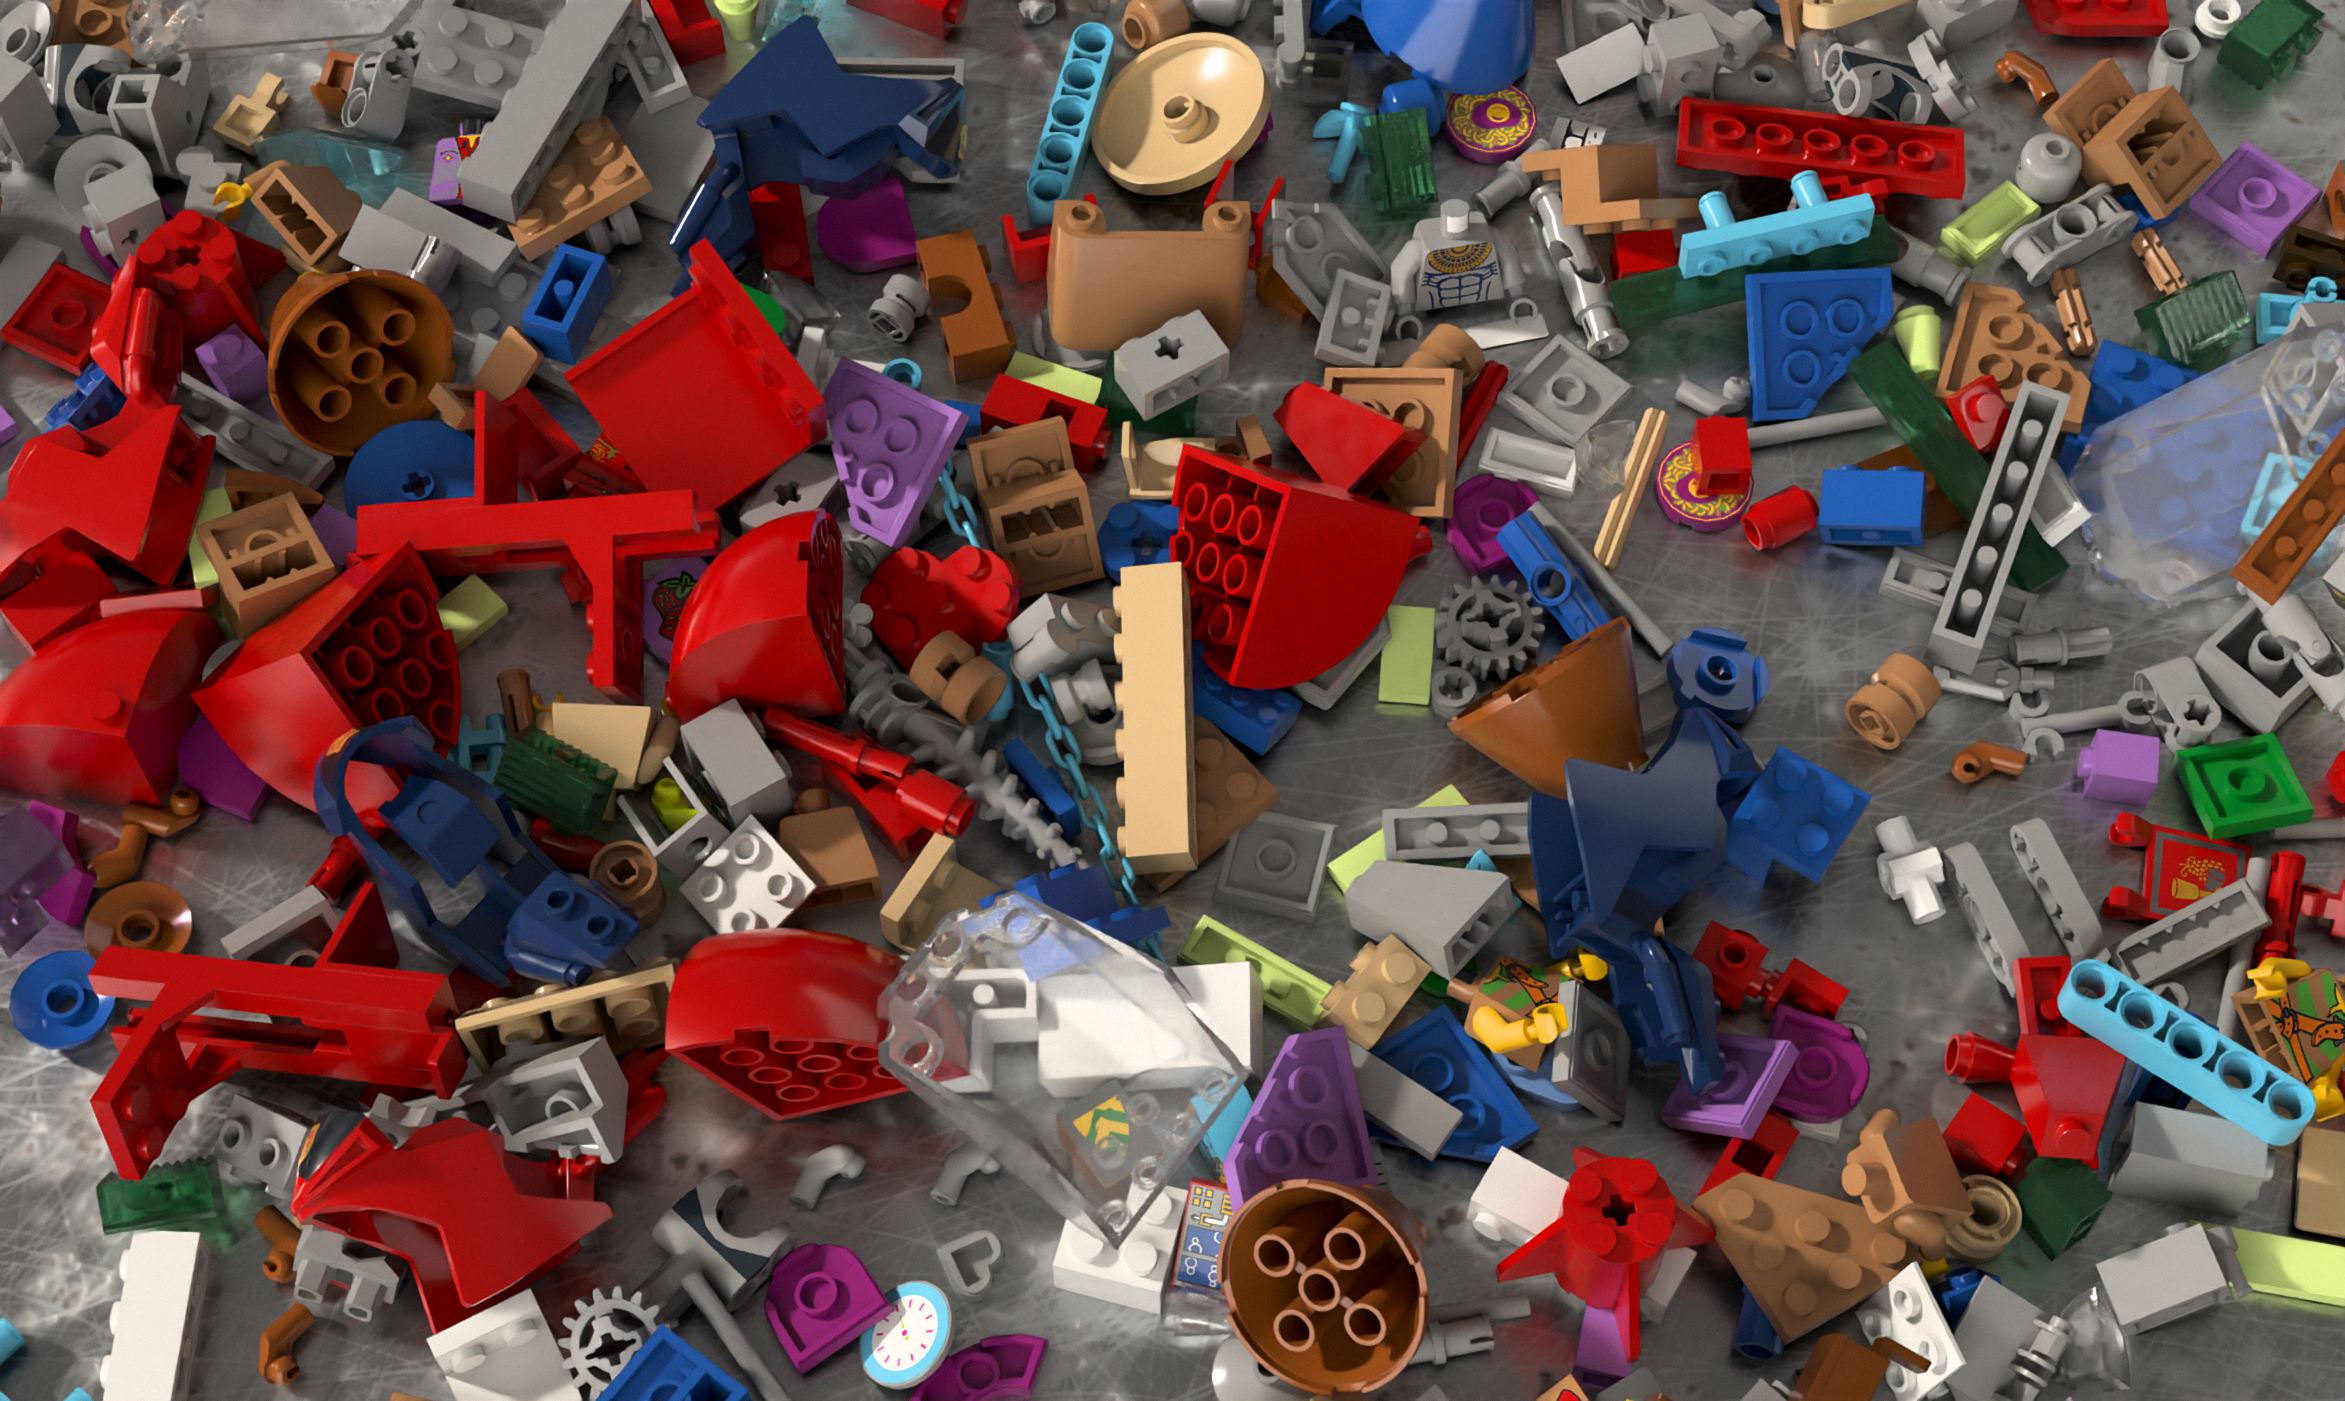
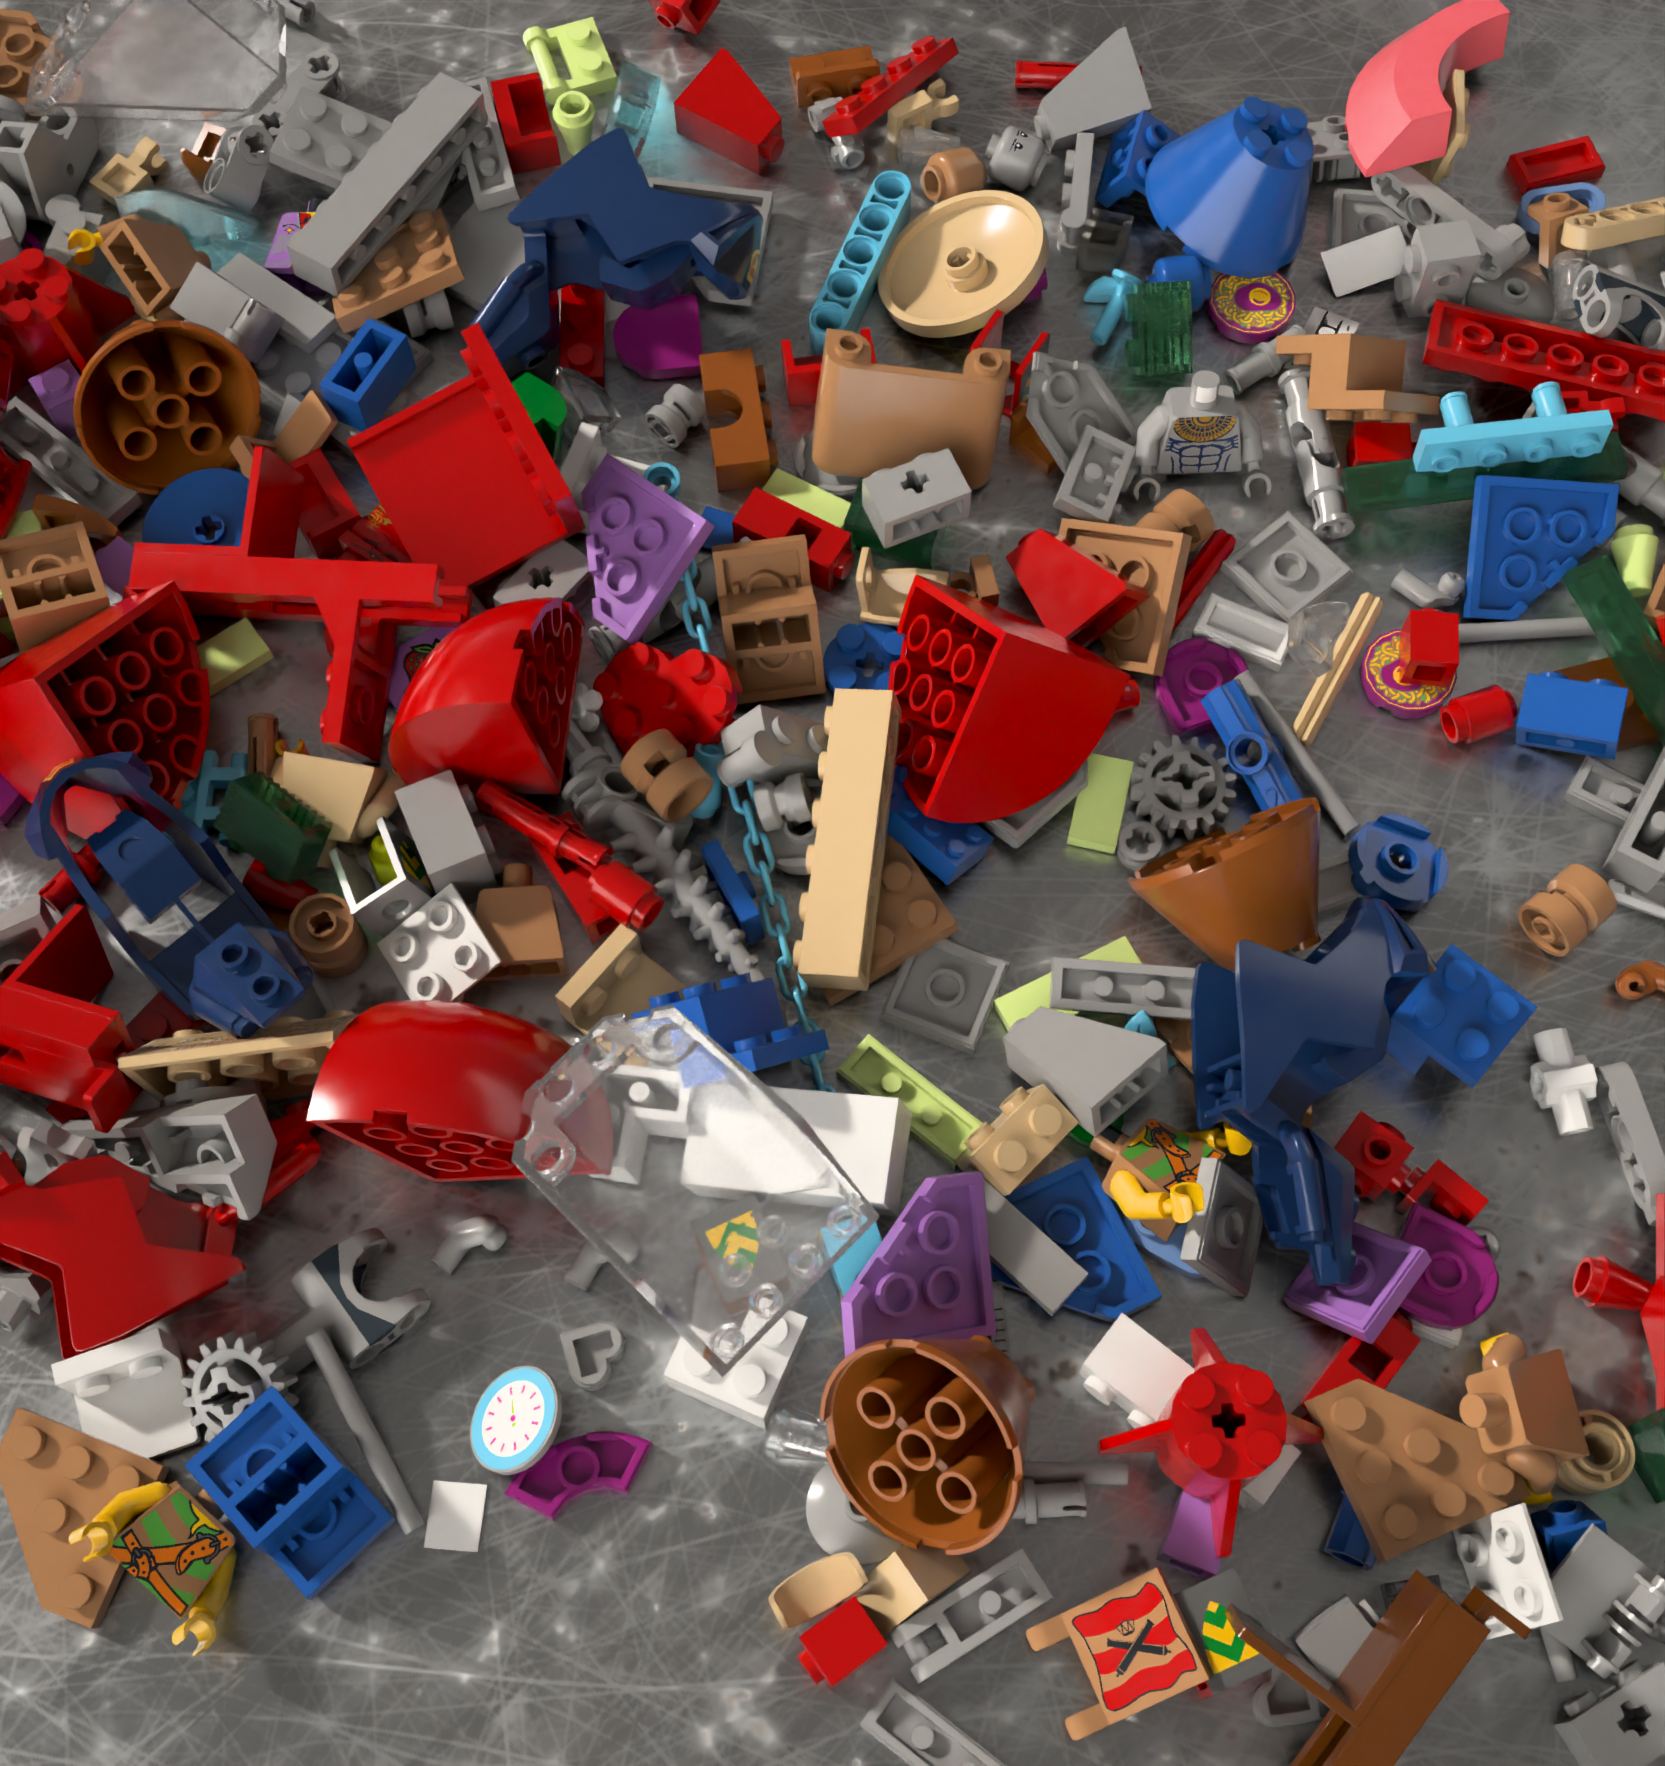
camera: 10 degrees right, 5 degrees up
(822, 1302) = (441, 1373): magenta tile -> none
(1202, 1229) = (815, 1359): tile -> none
(1485, 335) = (1218, 505): white sticker -> none
(1985, 1139) = (1606, 1371): red brick -> none

